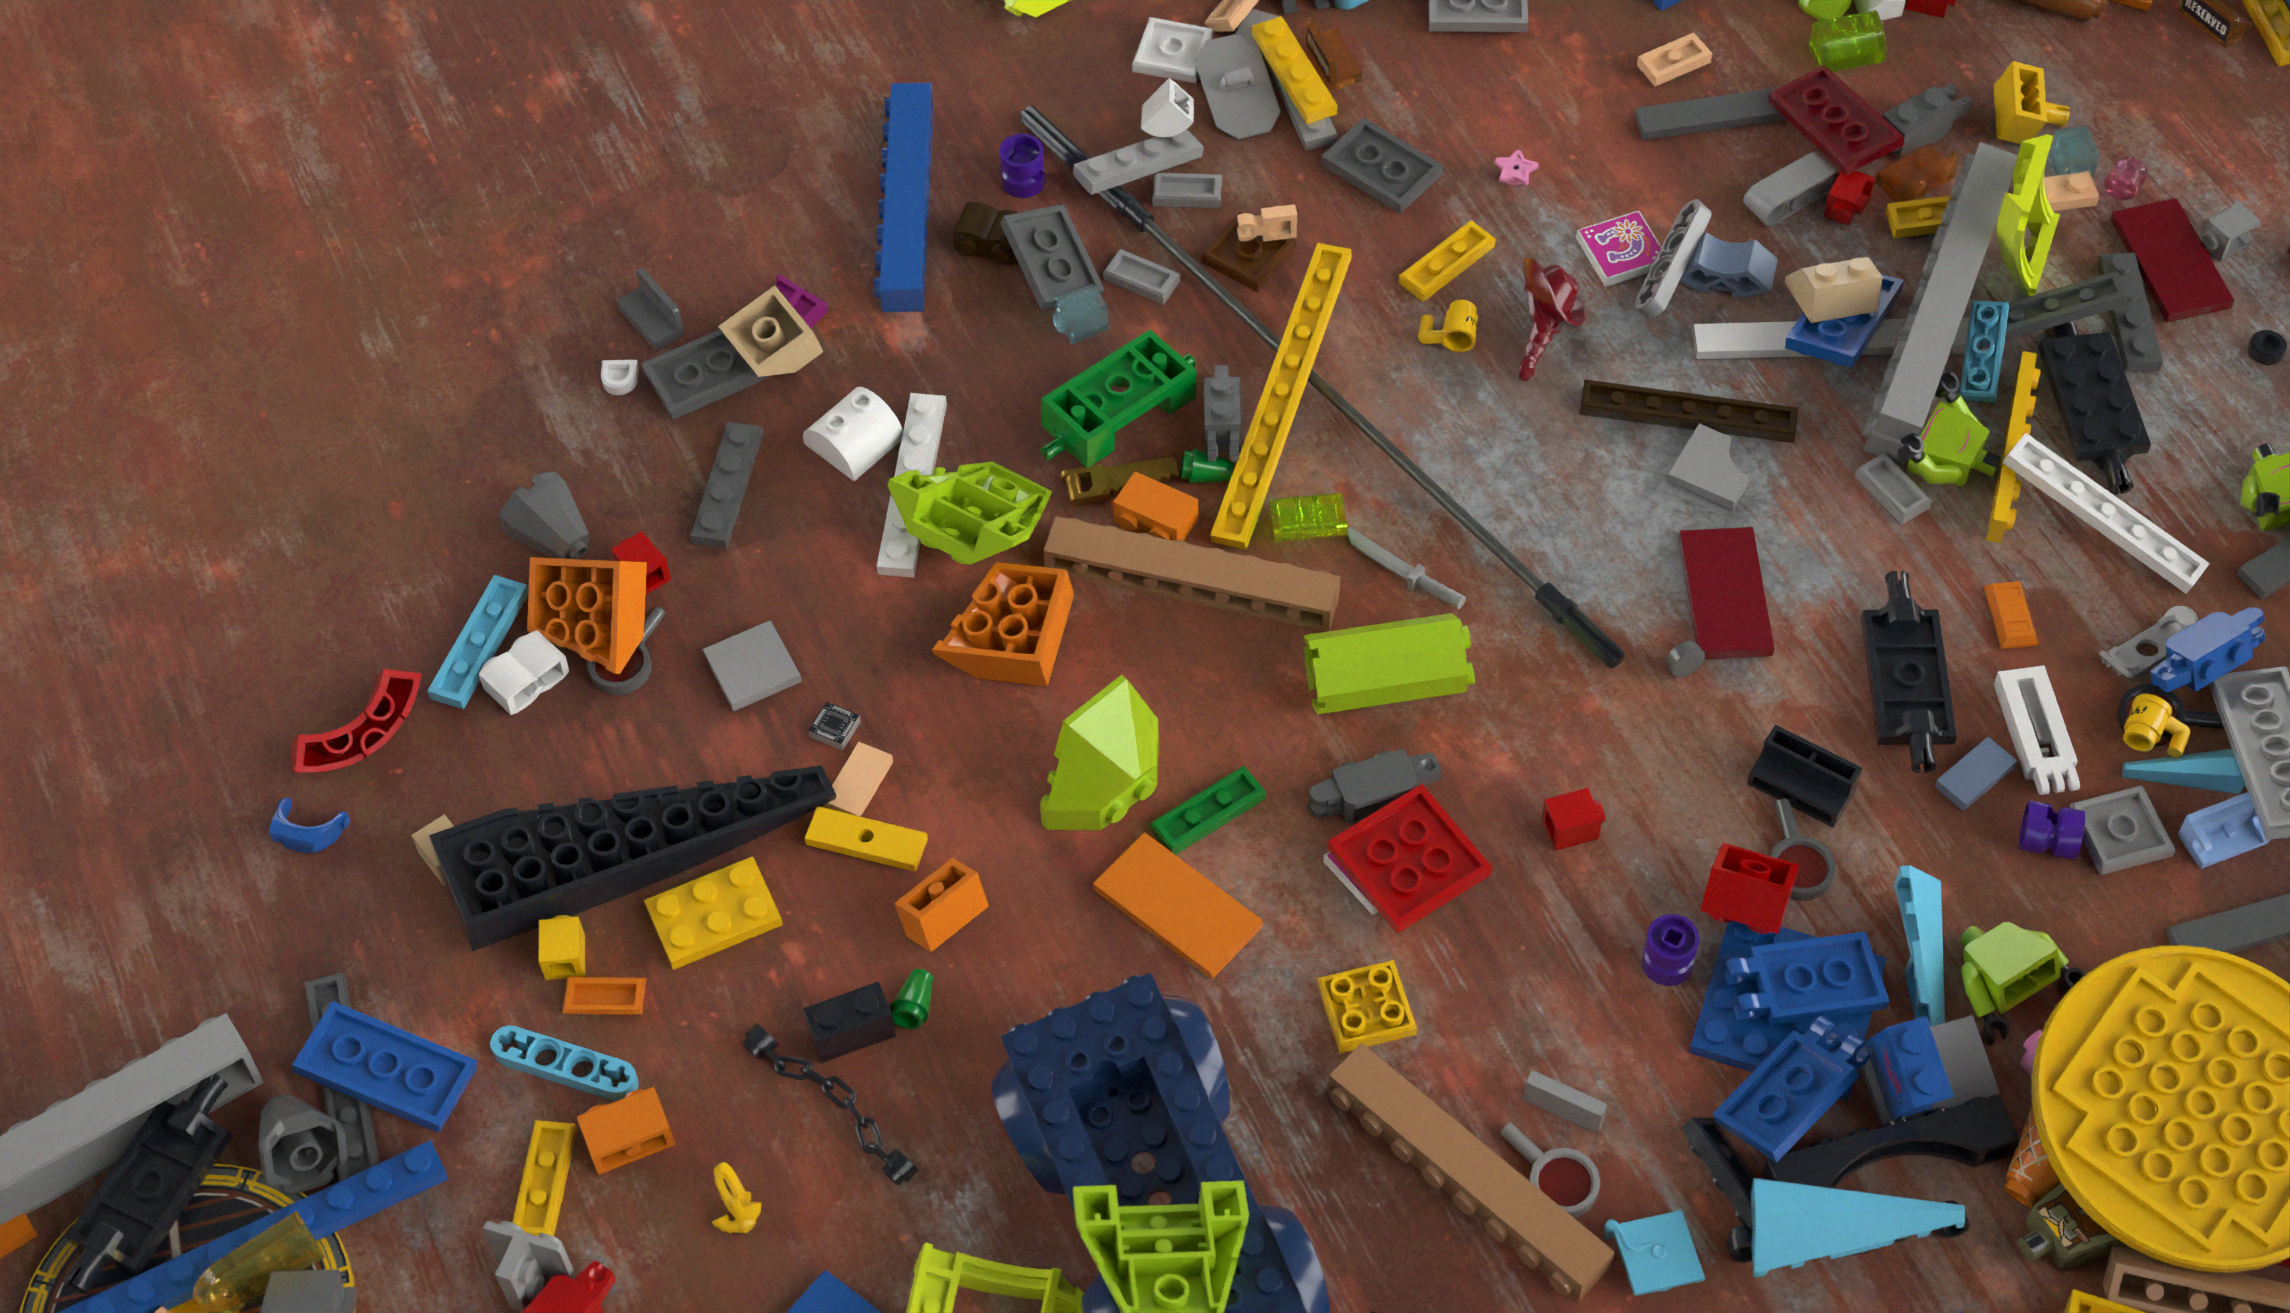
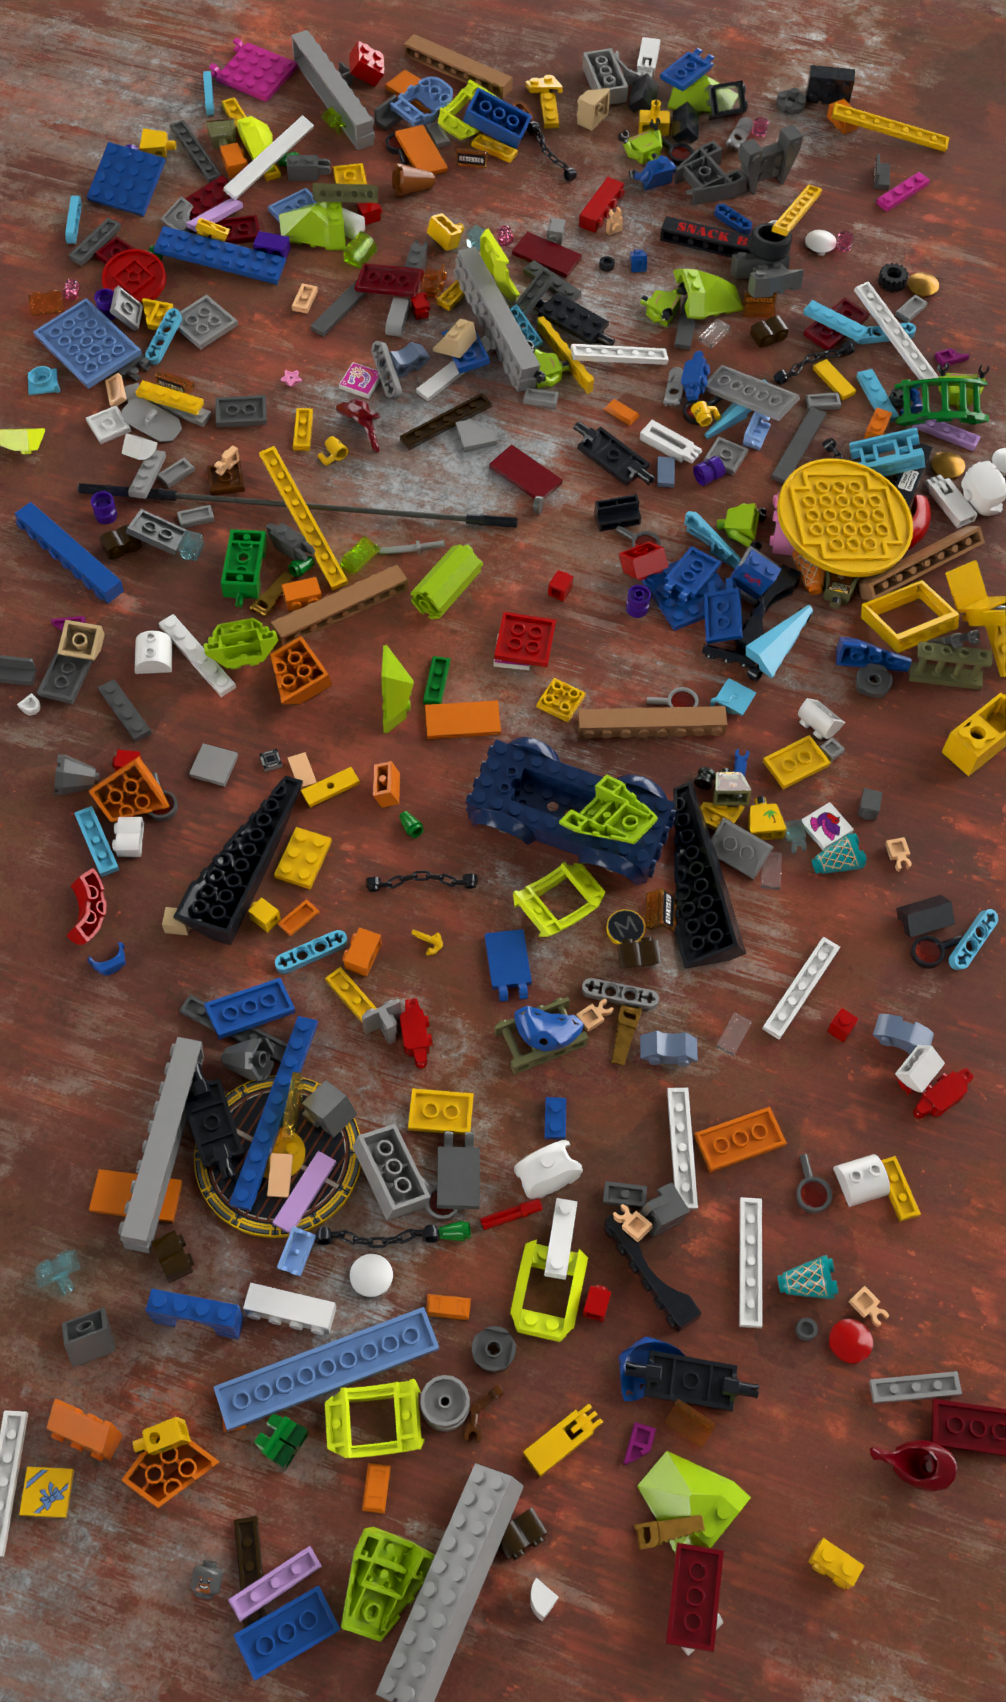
camera: 50 degrees left, 5 degrees up
(849, 1022) = (399, 849): black brick -> none
(1371, 784) = (485, 627): dark grey hinge -> none
(1564, 1101) = (657, 675): light grey tile -> none

